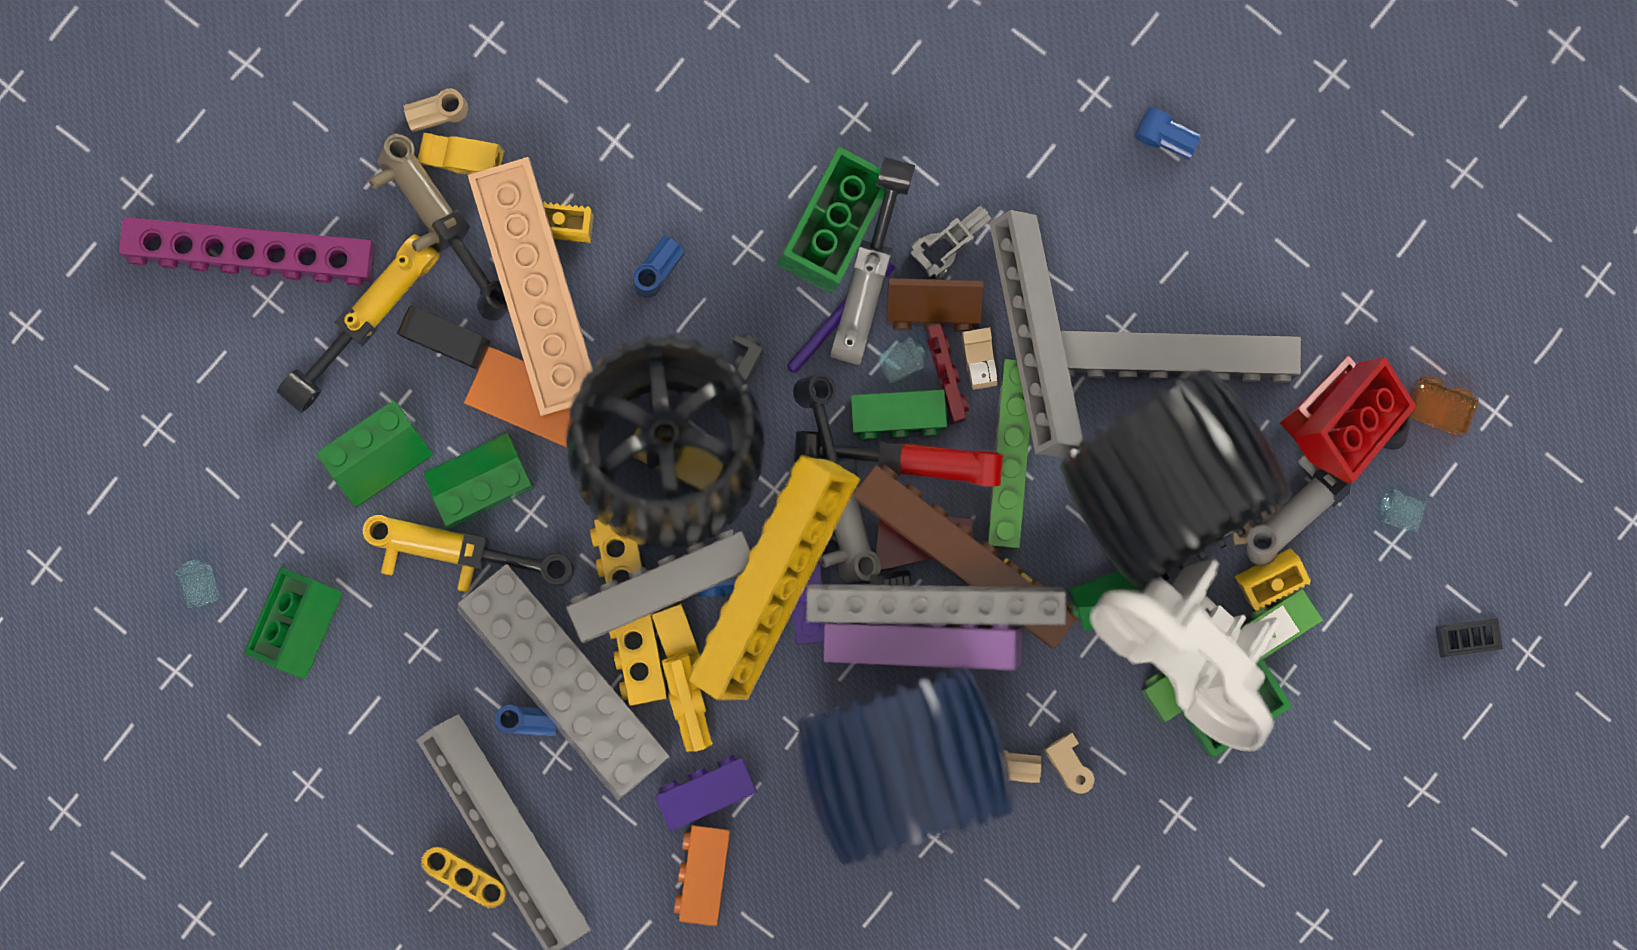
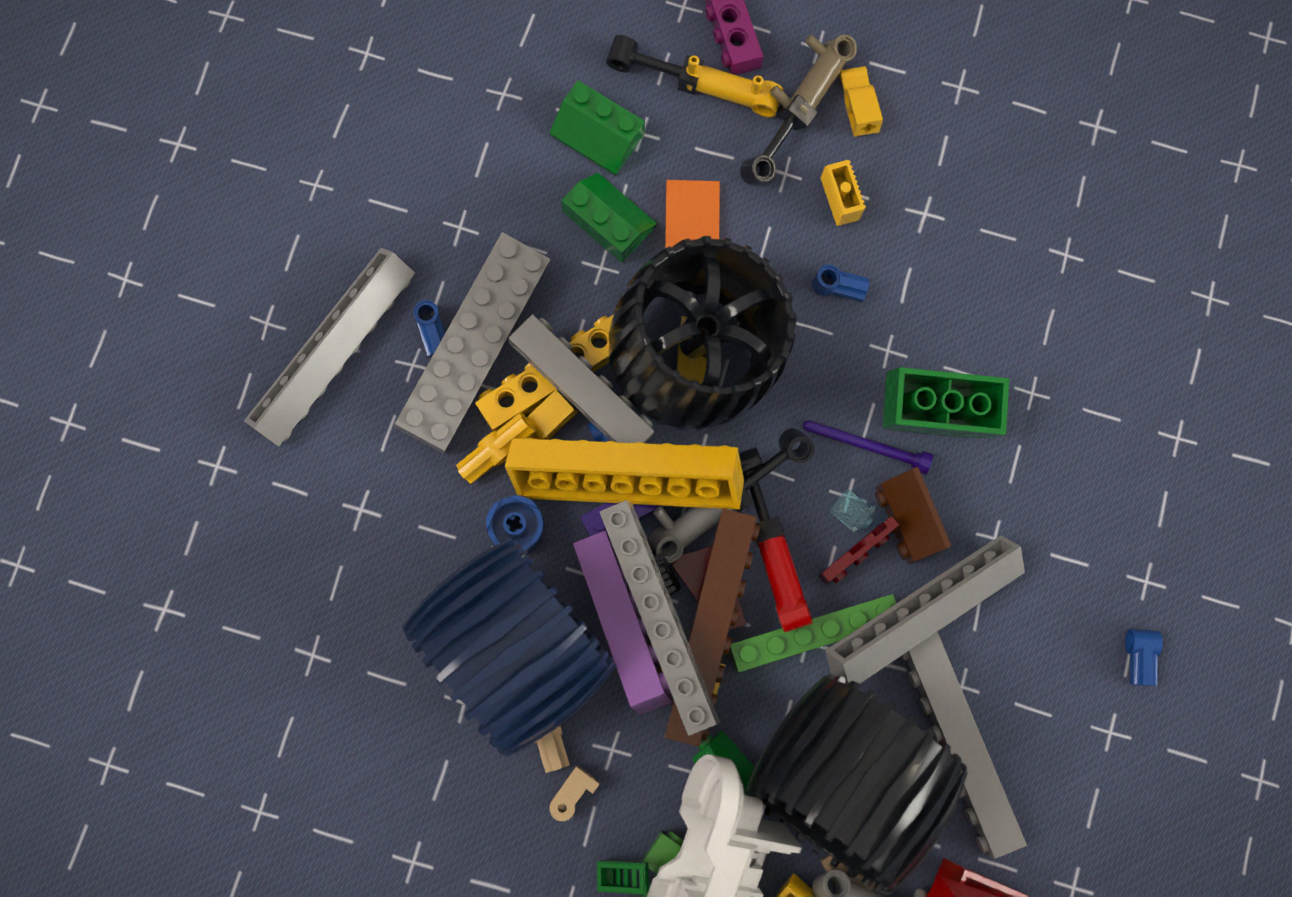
camera: 65 degrees right, 5 degrees down
(197, 583) = (441, 40): clear light blue bracket -> none
(293, 623) = (437, 121): green slope -> none
(432, 110) = (886, 66): tan piece -> none
(443, 337) = (711, 144): black beam -> none
(449, 874) = (280, 319): yellow beam -> none
(455, 548) = (547, 218): yellow piece -> none
(532, 282) = (793, 179): light nougat plate -> none
(702, 875) = (358, 520): orange brick -> none
(705, 792) = (428, 494): dark purple brick -> none
(747, 363) = (794, 386): dark grey bracket -> none
(758, 713) = (509, 511): none -> blue brick
(870, 268) = (921, 449): piece -> none
(898, 414) = (807, 525): green brick -> none
(957, 234) = (977, 515): light grey piece -> none
(979, 358) = (883, 574): tan leg -> none
(1165, 763) = (606, 877): none -> green slope

